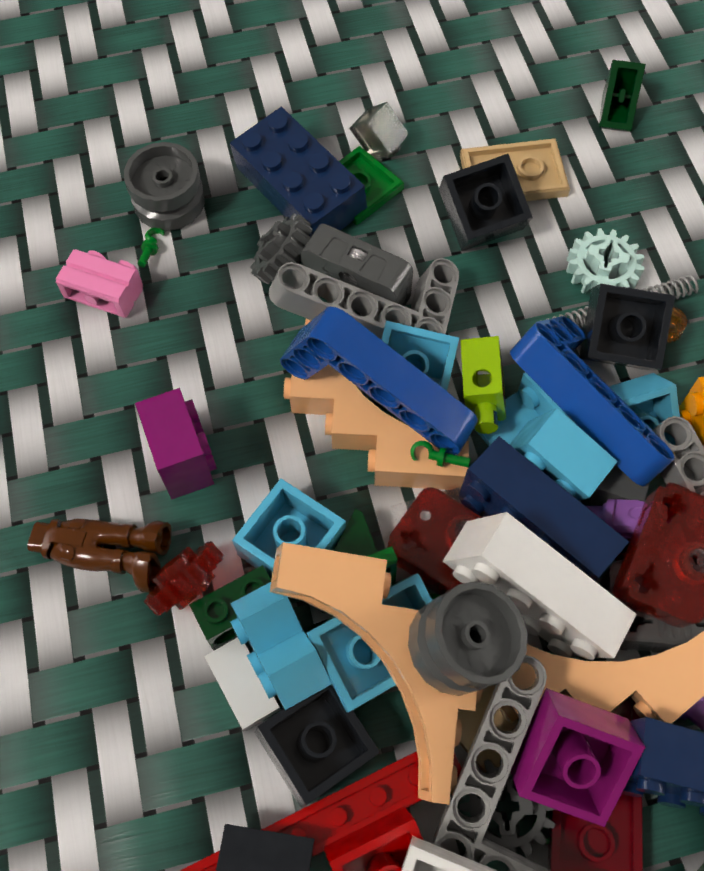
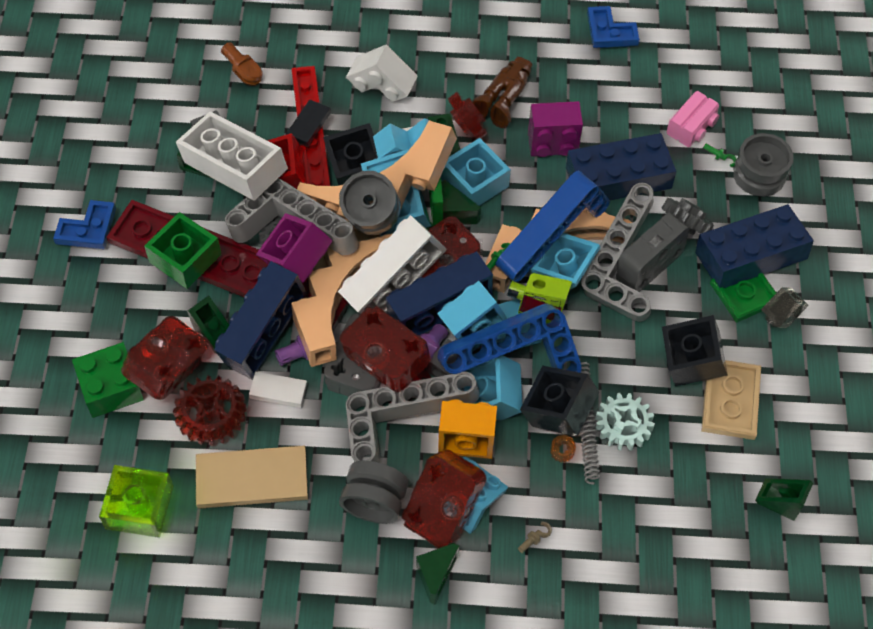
camera: 105 degrees right, 5 degrees down
(119, 759) = (382, 70): none -> white brick
(218, 350) = (624, 164): none -> dark blue brick

